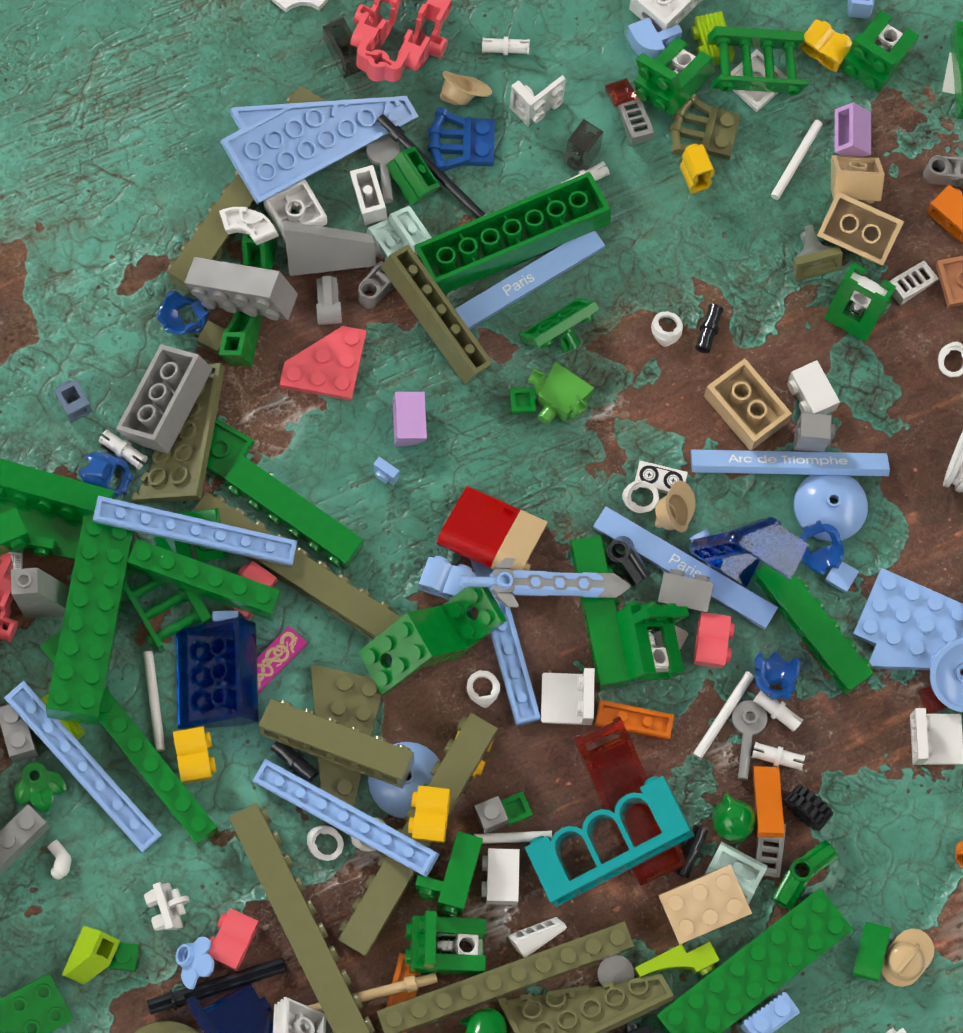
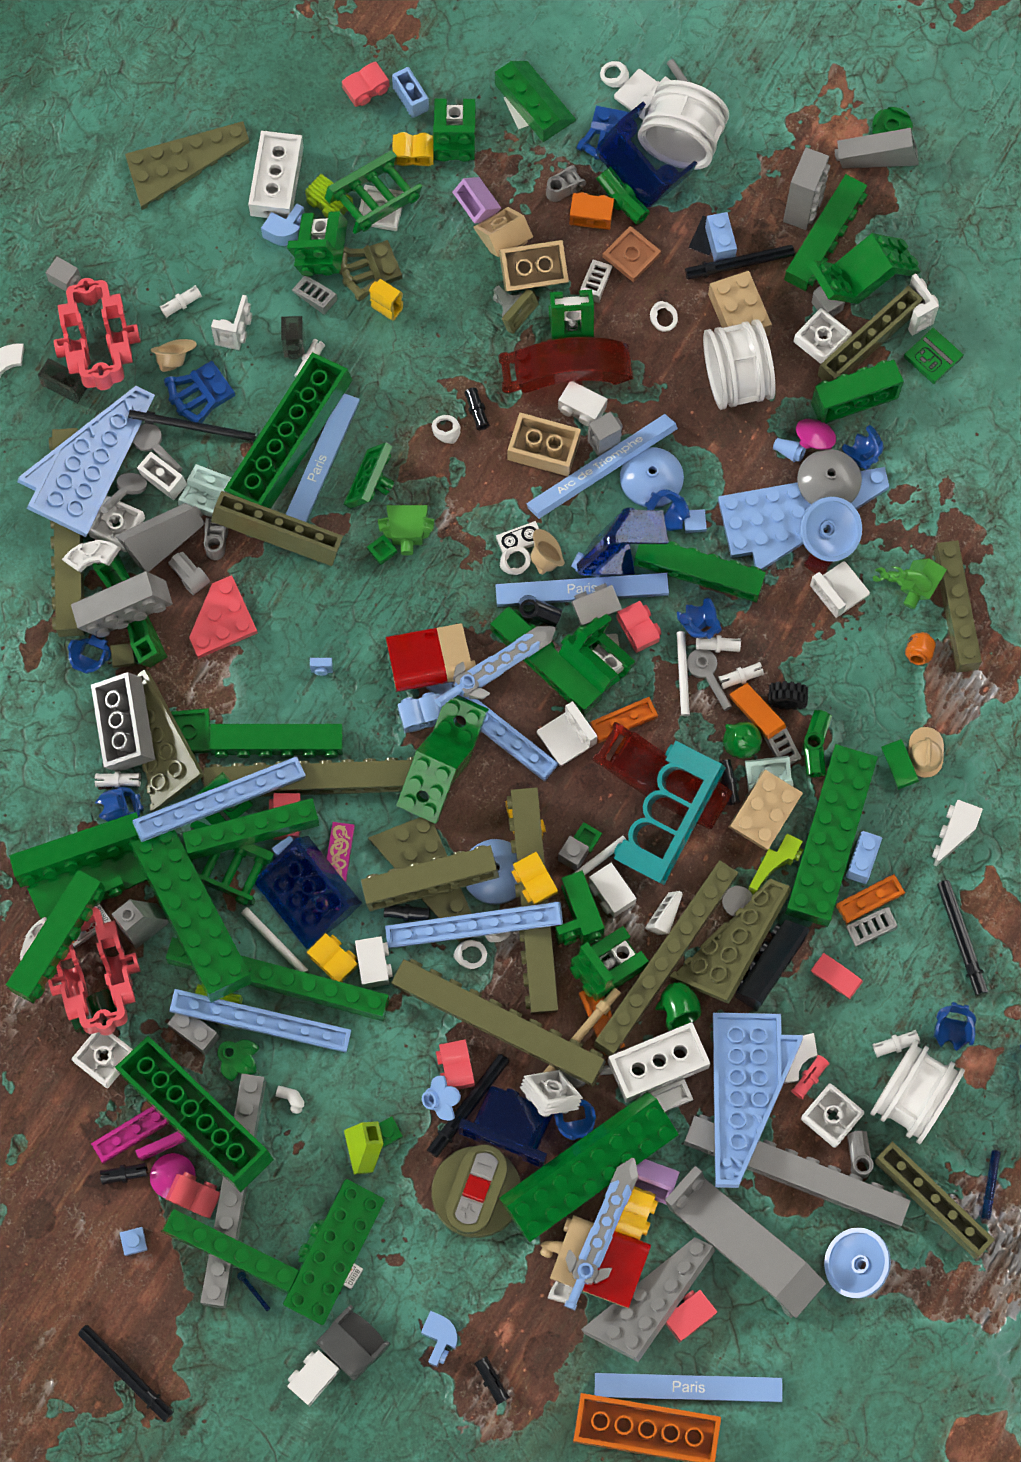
camera: 30 degrees left, 0 degrees up
(76, 409) = (50, 762): sand blue brick -> none
(170, 905) = (384, 1070): white hips -> none
(228, 785) = (372, 962): none -> white brick
(332, 181) = (127, 484): none -> light grey piece
(409, 418) = (309, 616): lavender brick -> none
(412, 176) = (184, 441): green brick -> none
(483, 701) = (510, 778): white piece -> none
(620, 92) = (289, 280): clear red tile -> none
(796, 160) = (451, 246): white bar -> none
(826, 340) = (566, 361): none -> clear red windscreen

